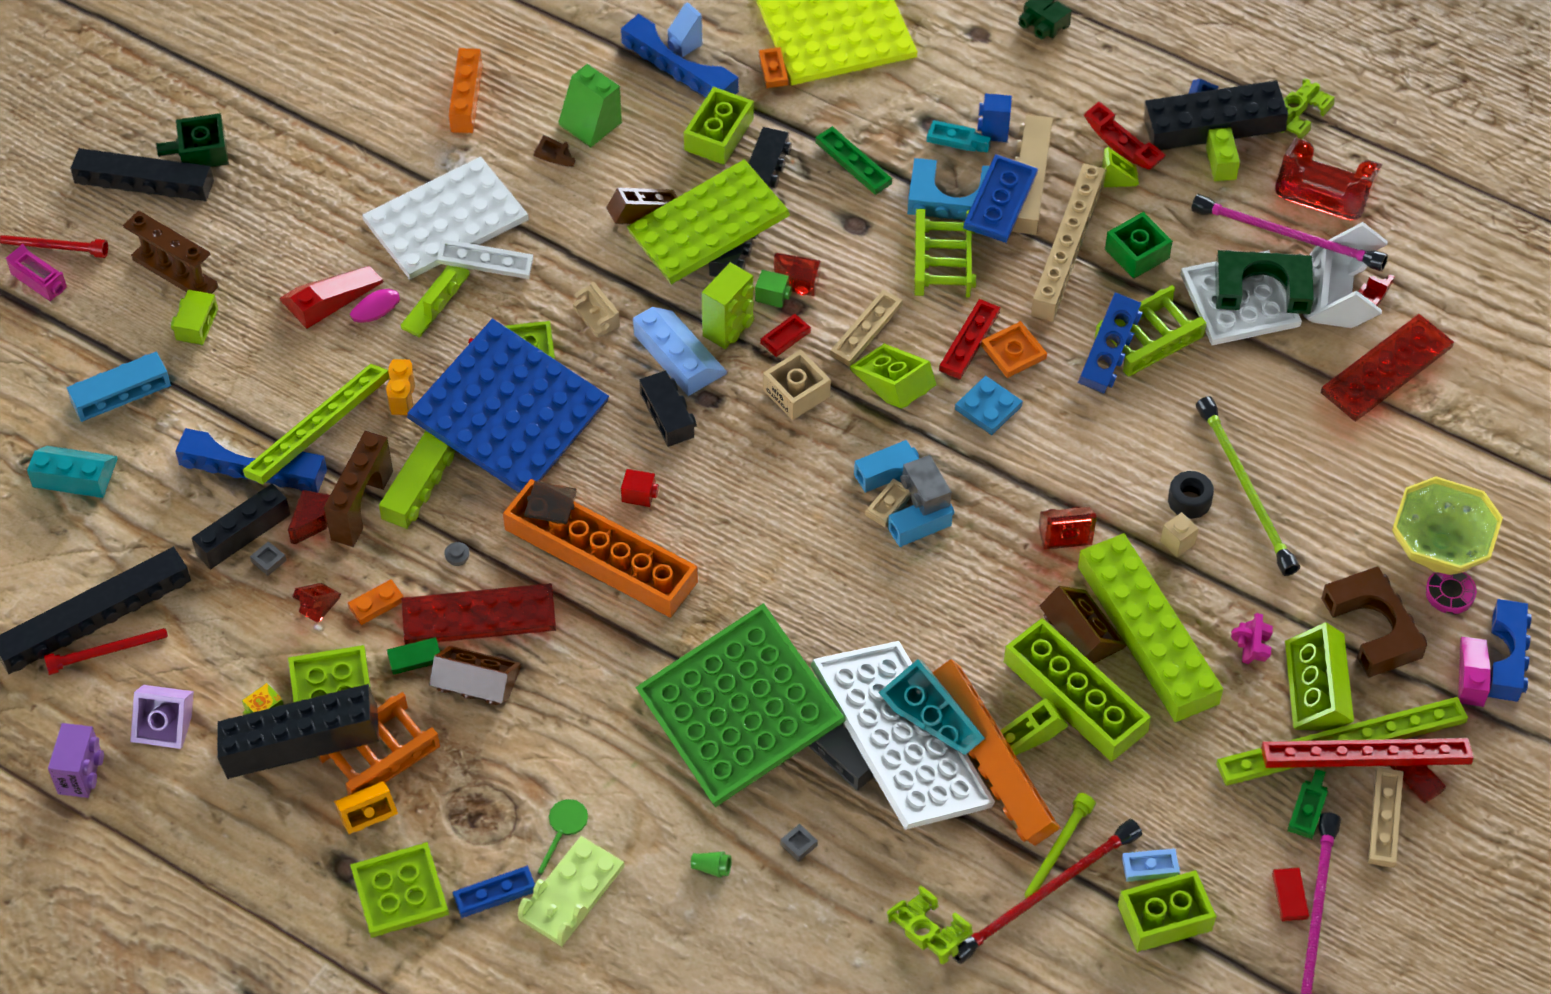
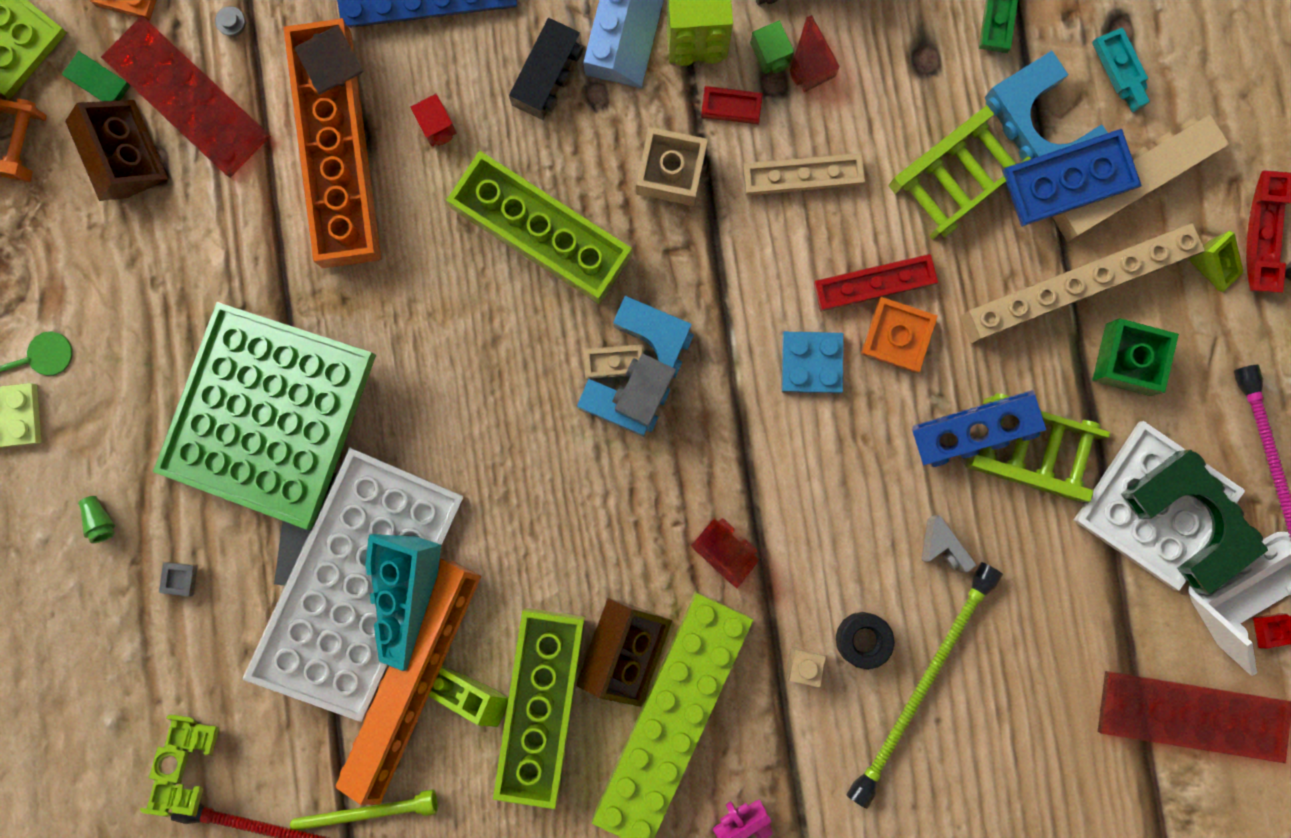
camera: 50 degrees right, 30 degrees up
(766, 477) = (539, 227): none -> lime brick
(895, 375) = (767, 246): lime slope -> none
(996, 117) = (1177, 86): blue brick -> none
(1163, 412) = (940, 539): none -> light grey slope

